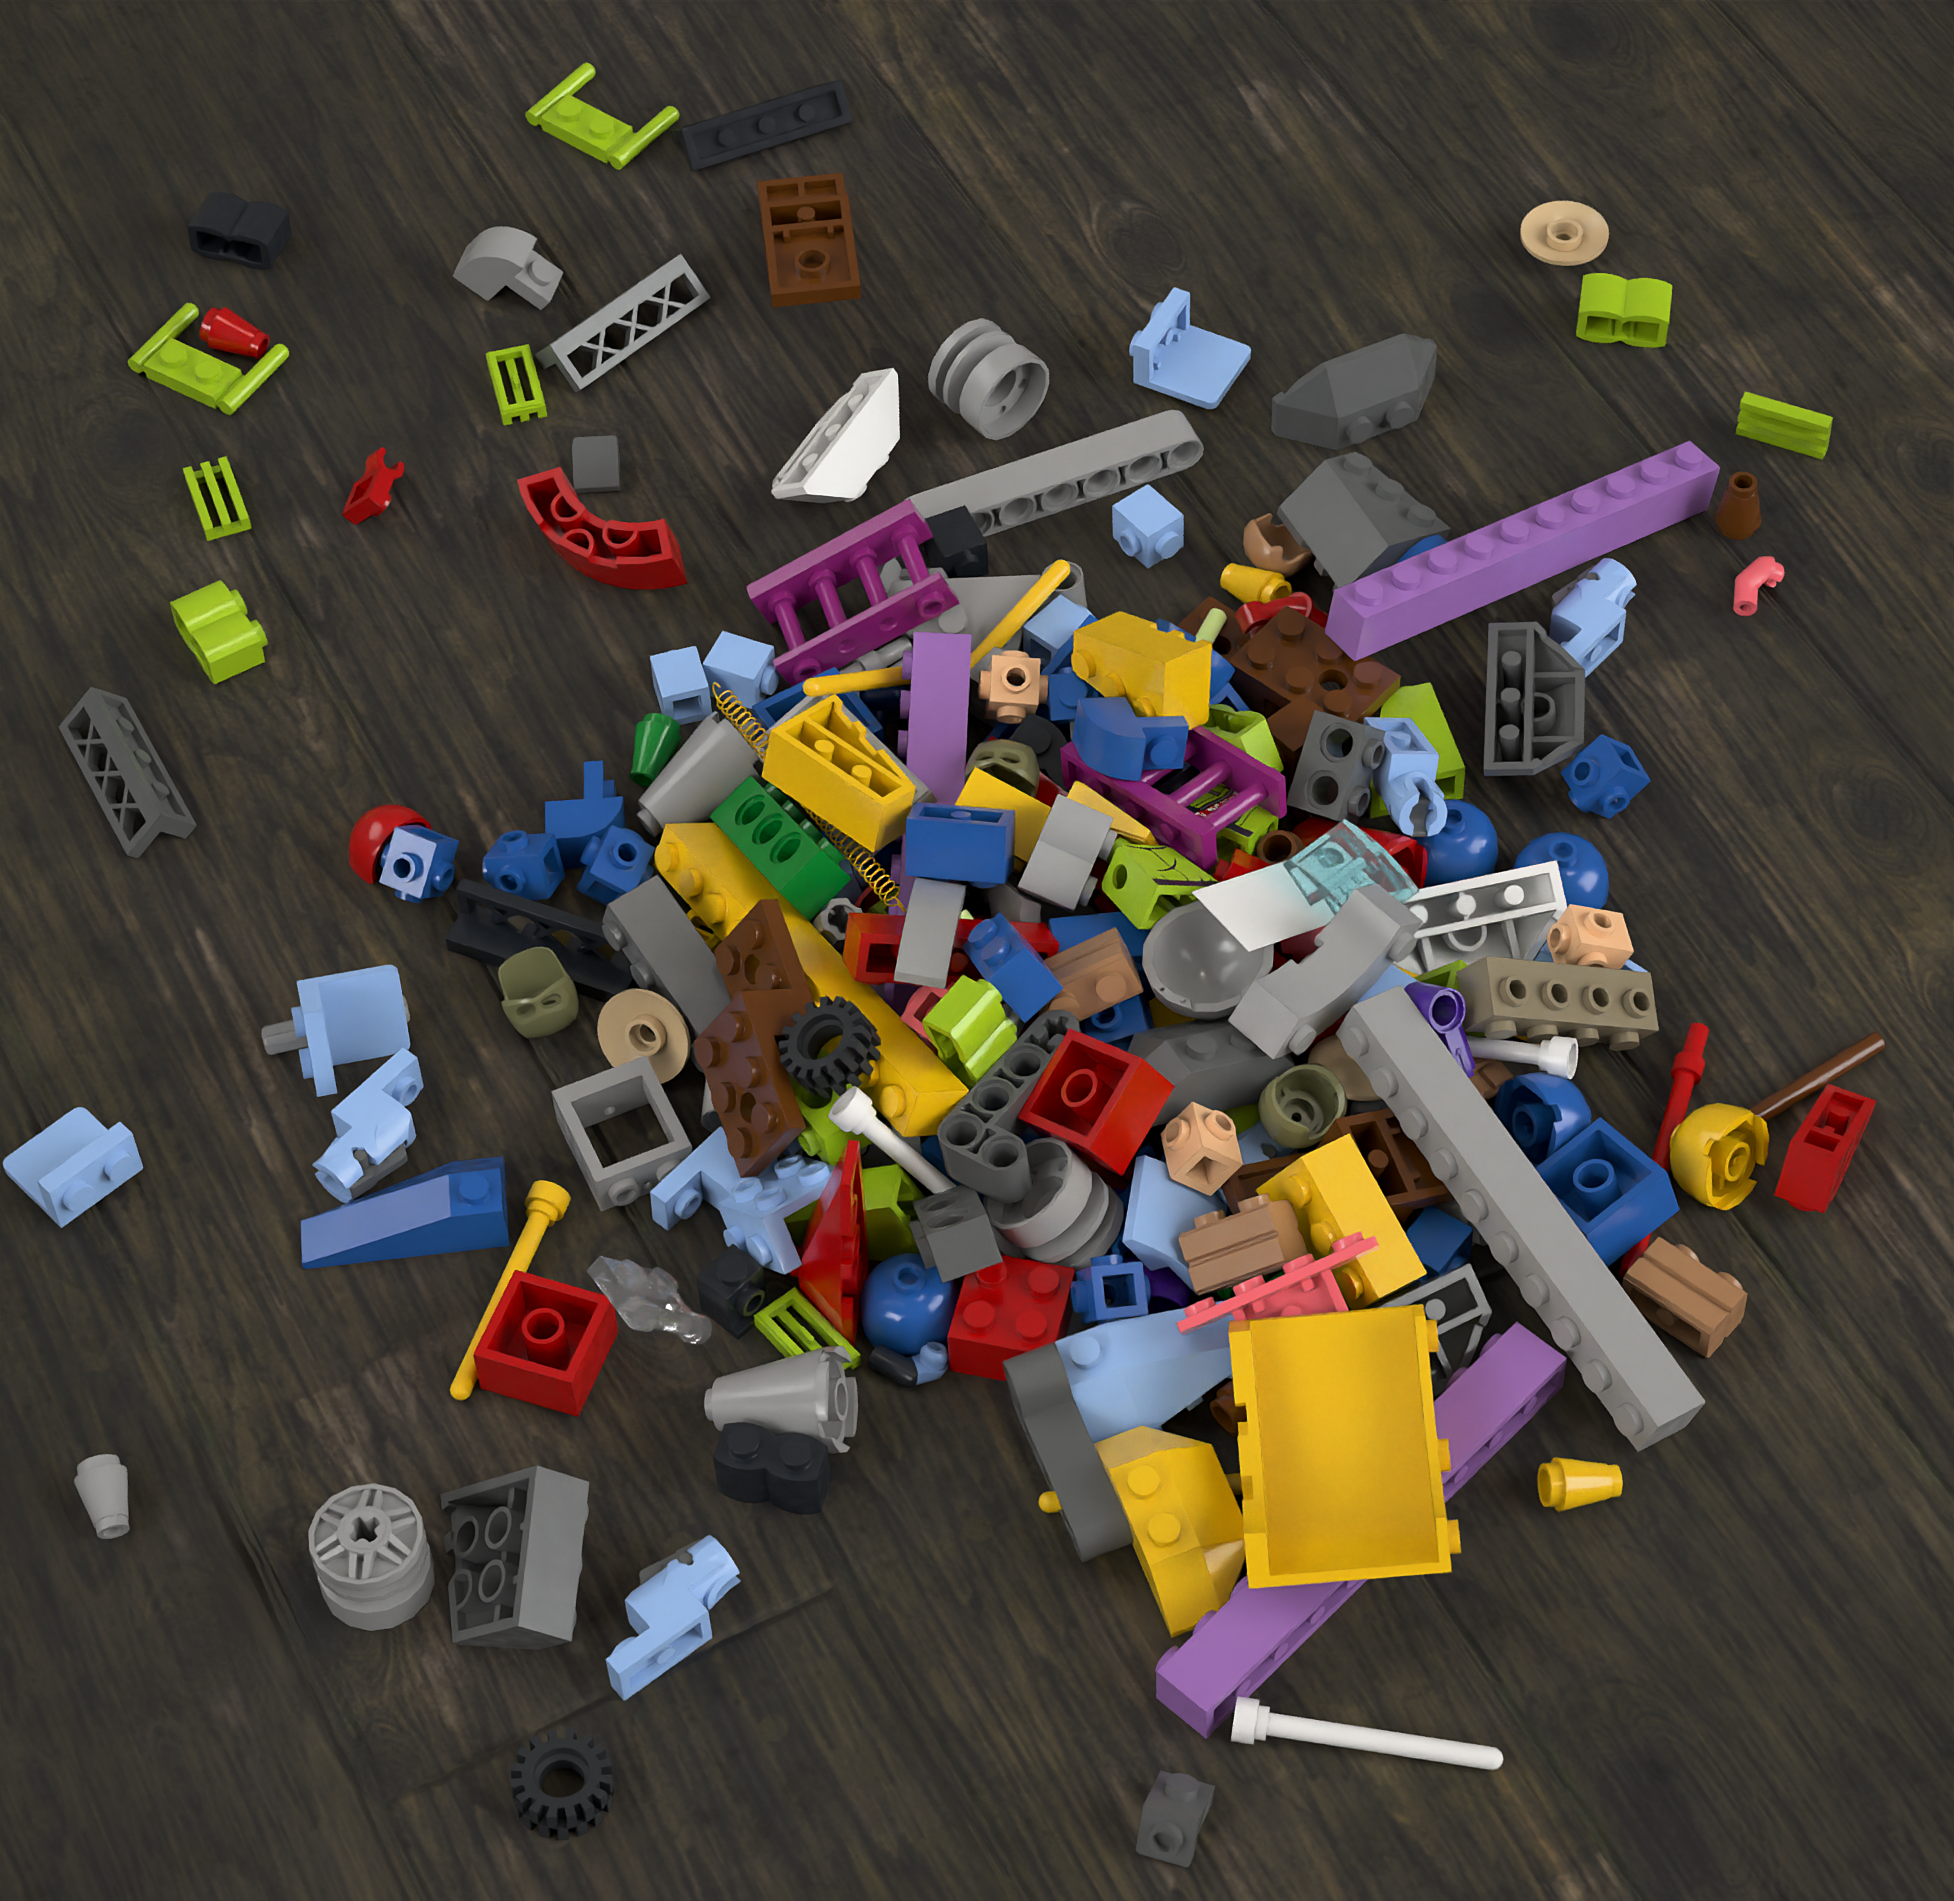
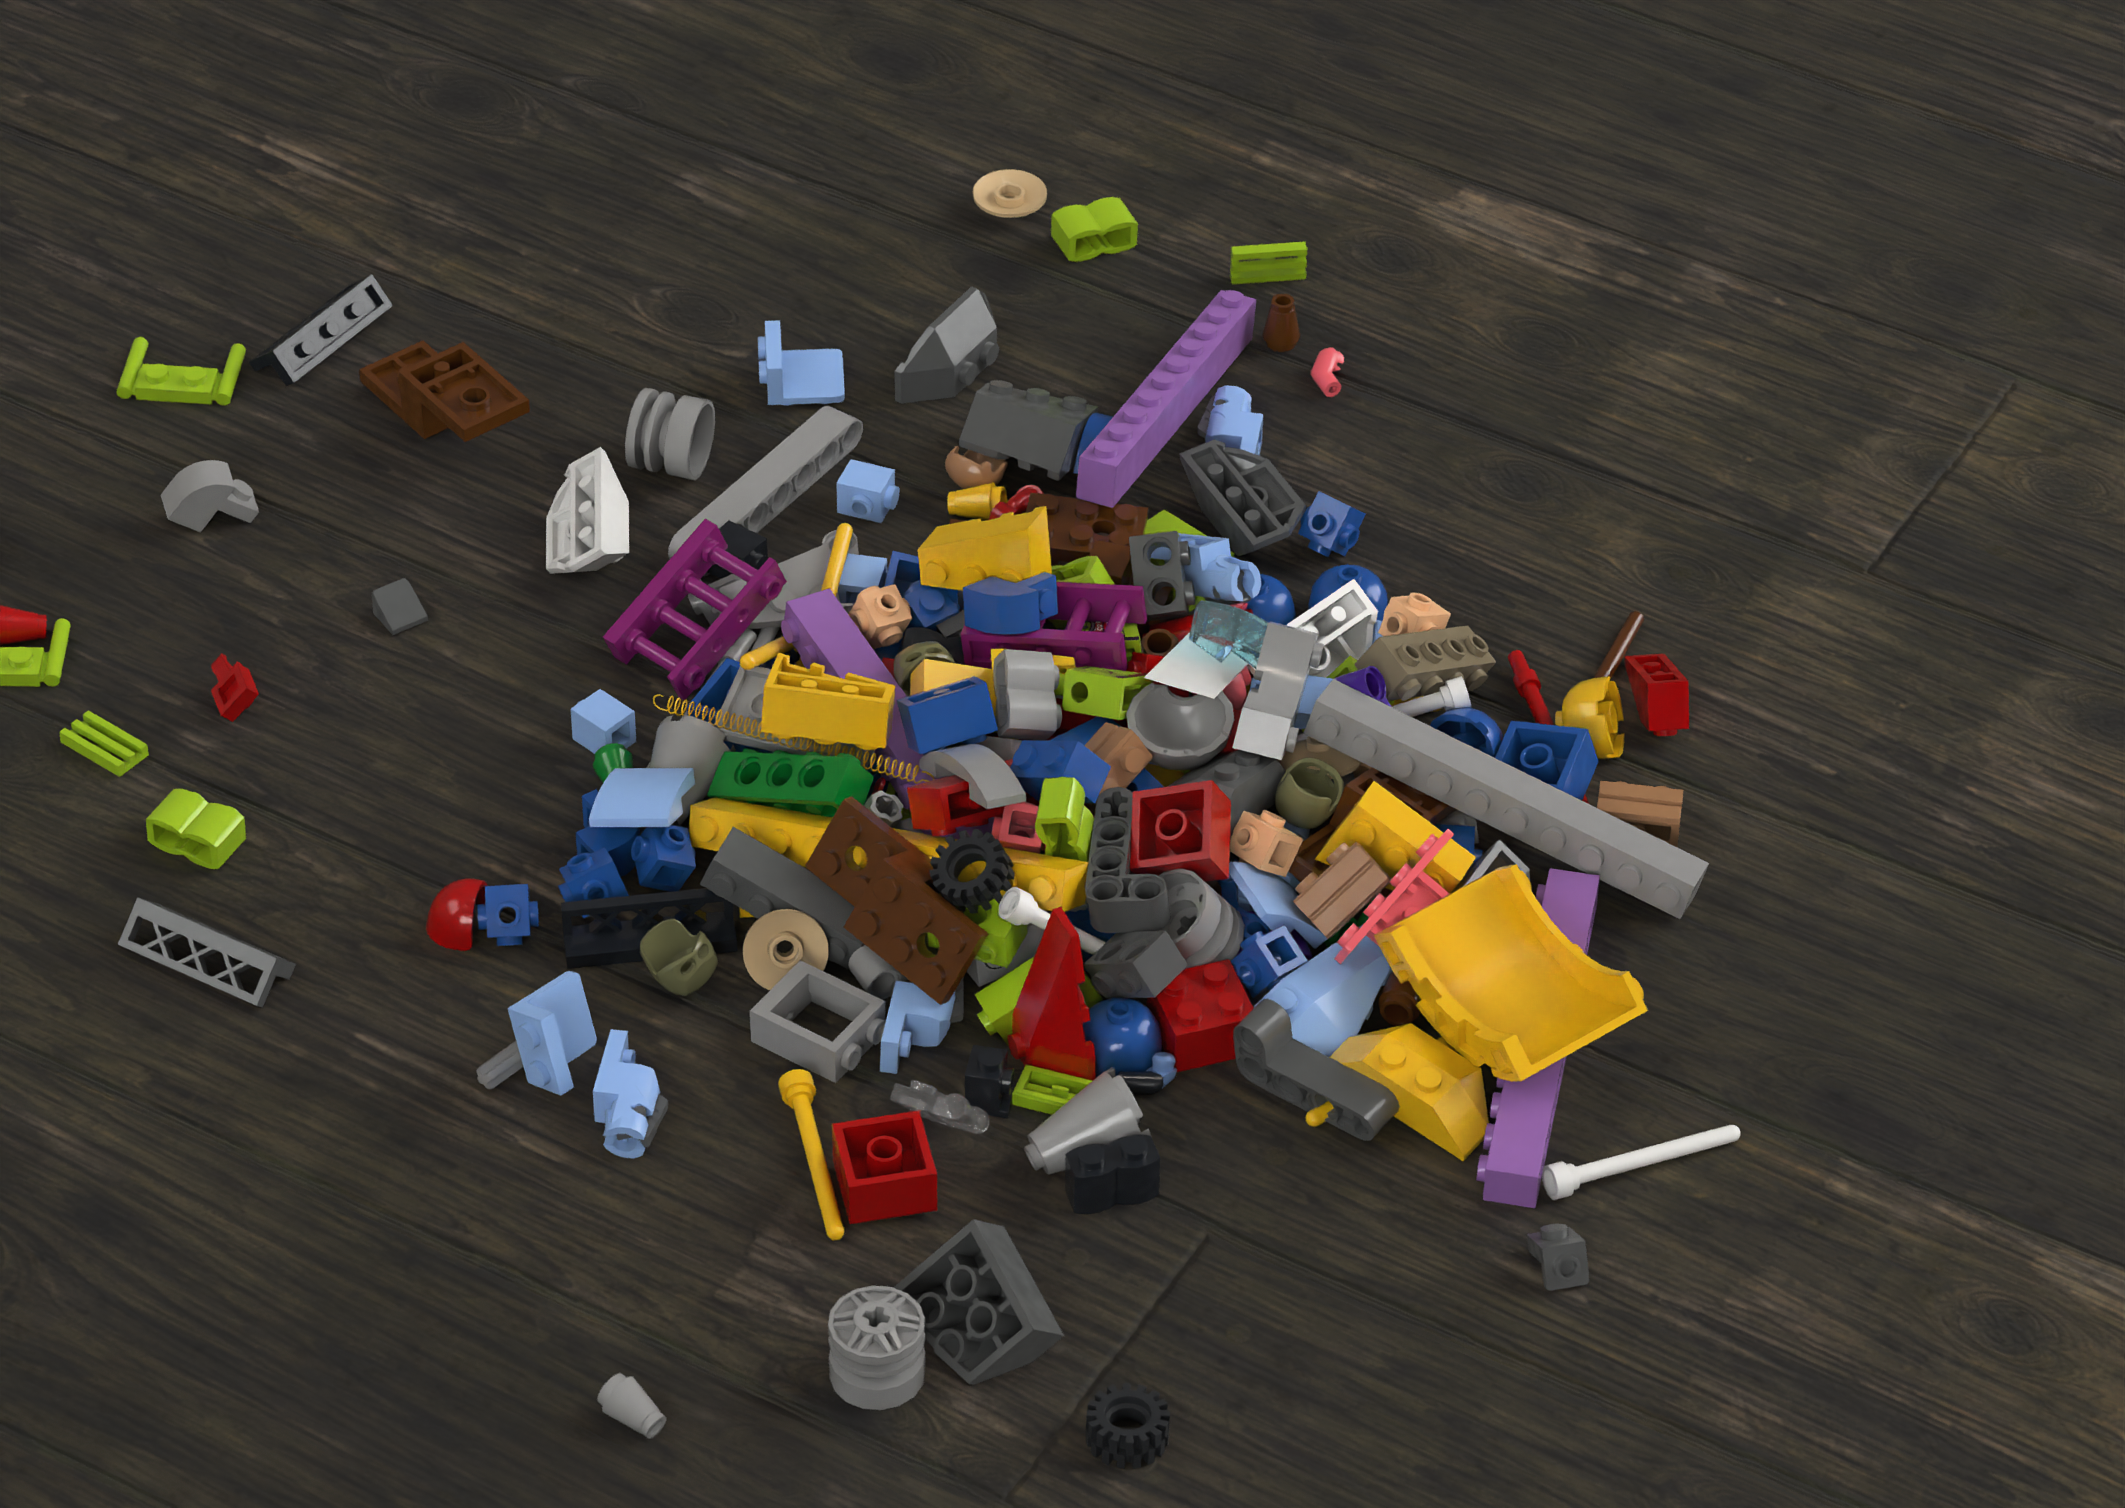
camera: 35 degrees left, 10 degrees down
(73, 1164) = (410, 1216): light blue bracket -> none
(429, 1214) = (707, 1137): blue wedge -> none
(521, 407) = (274, 580): lime tile -> none
(609, 316) = (329, 494): fence -> none
(611, 551) = (454, 658): red brick -> none
(621, 794) = (641, 797): none -> light blue slope
(670, 1613) = (1114, 1289): light blue plate -> none
(742, 667) = (636, 690): light blue brick -> none
(759, 1205) = (985, 1013): light blue bracket -> none
(1577, 1483) = (1656, 952): yellow cone -> none

